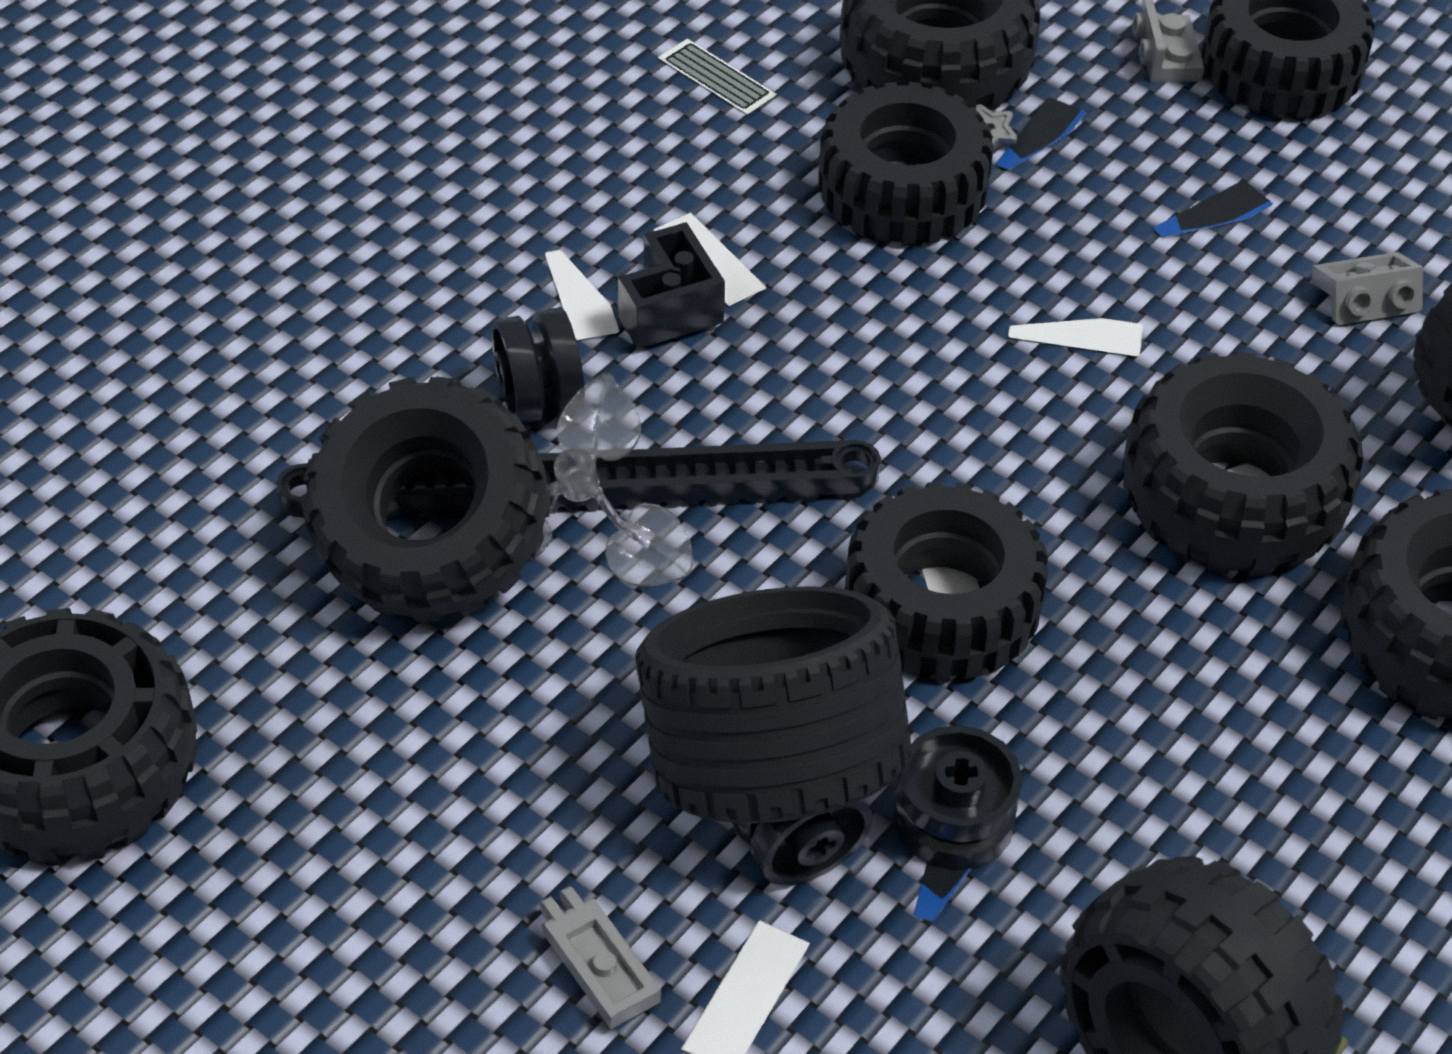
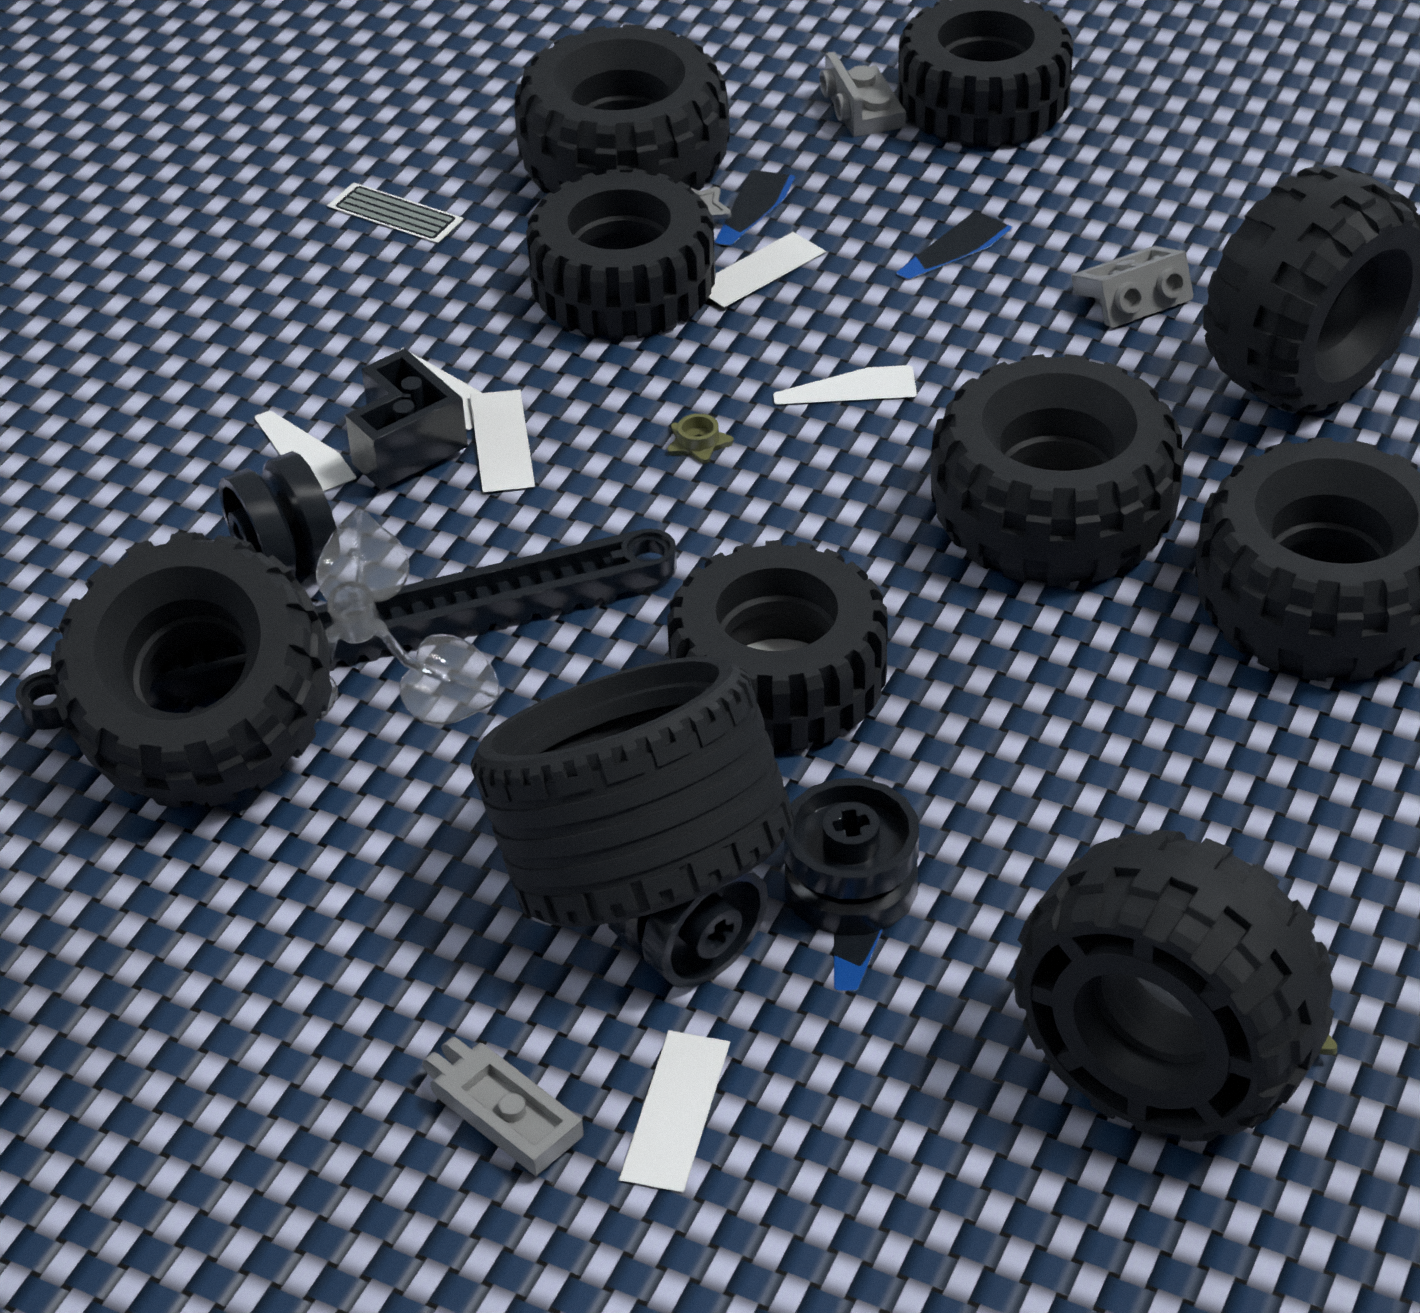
camera: 10 degrees left, 5 degrees down
(755, 323) = (502, 441): none -> white sticker
(940, 359) = (698, 437): none -> olive plate
(1032, 198) = (762, 268): none -> white sticker

